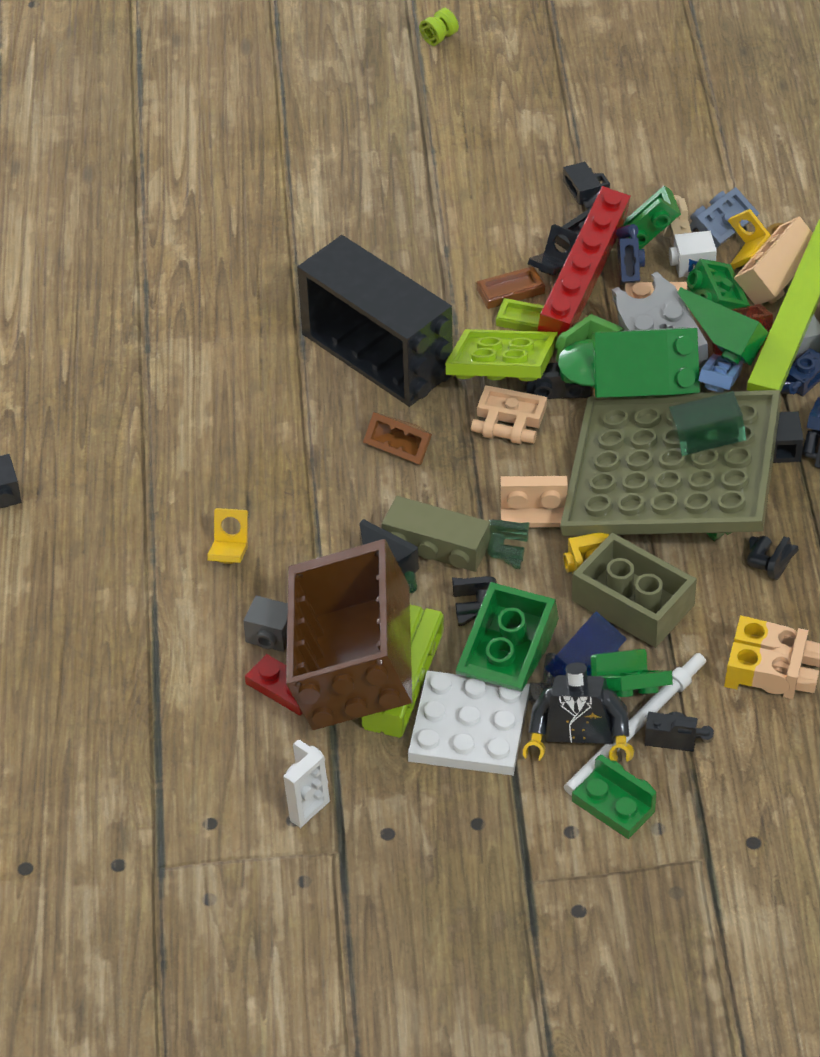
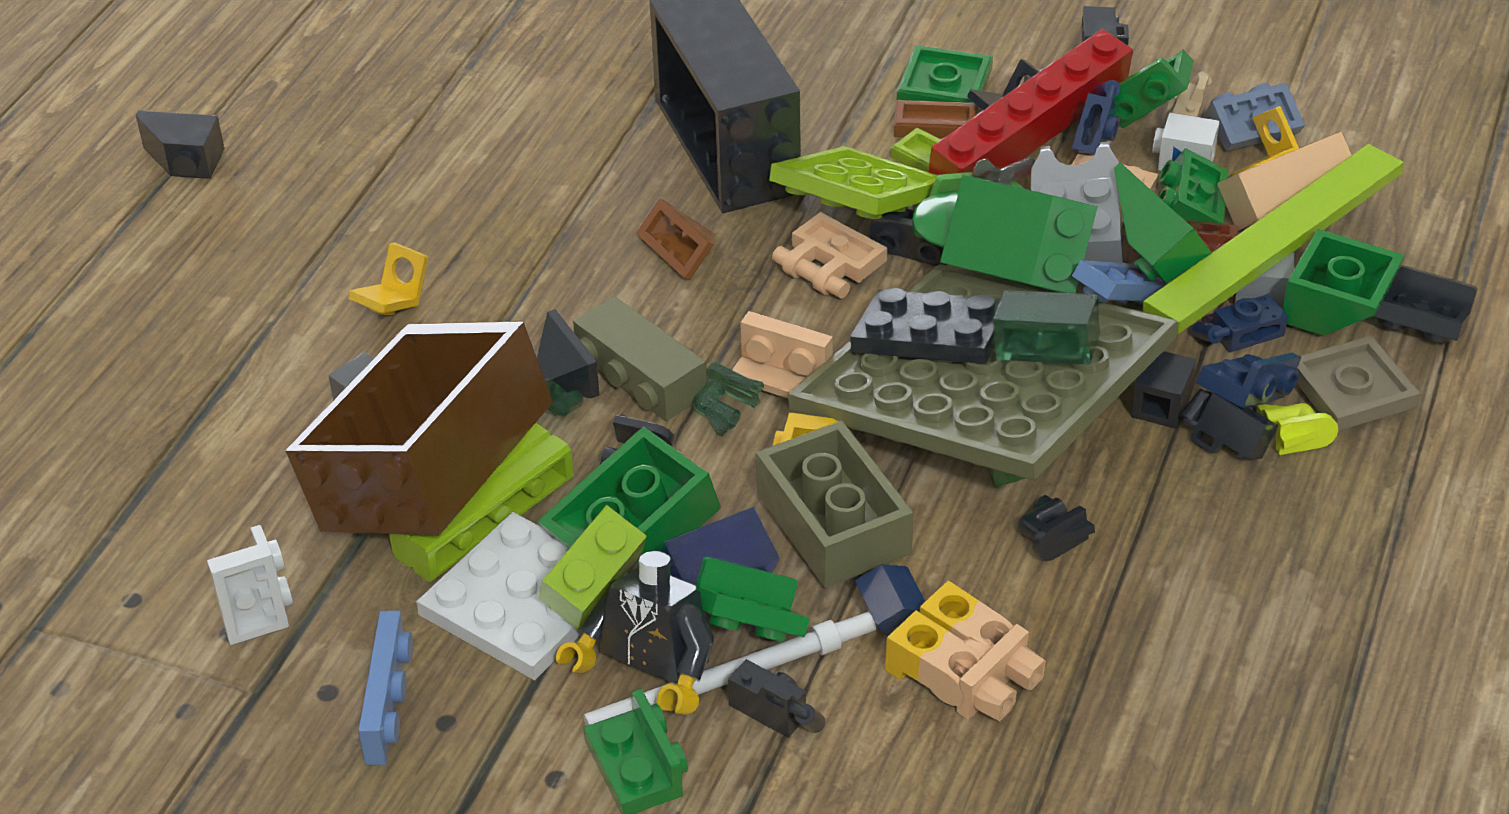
camera: 25 degrees right, 5 degrees down
(431, 815) = (385, 688): none -> medium blue plate
(495, 252) = (943, 75): none -> green tile
(523, 688) = (590, 565): none -> lime brick
(598, 320) = (987, 171): none -> clear smoke bar
(623, 446) = (927, 326): none -> black plate
(706, 638) = (890, 595): none -> dark blue piece

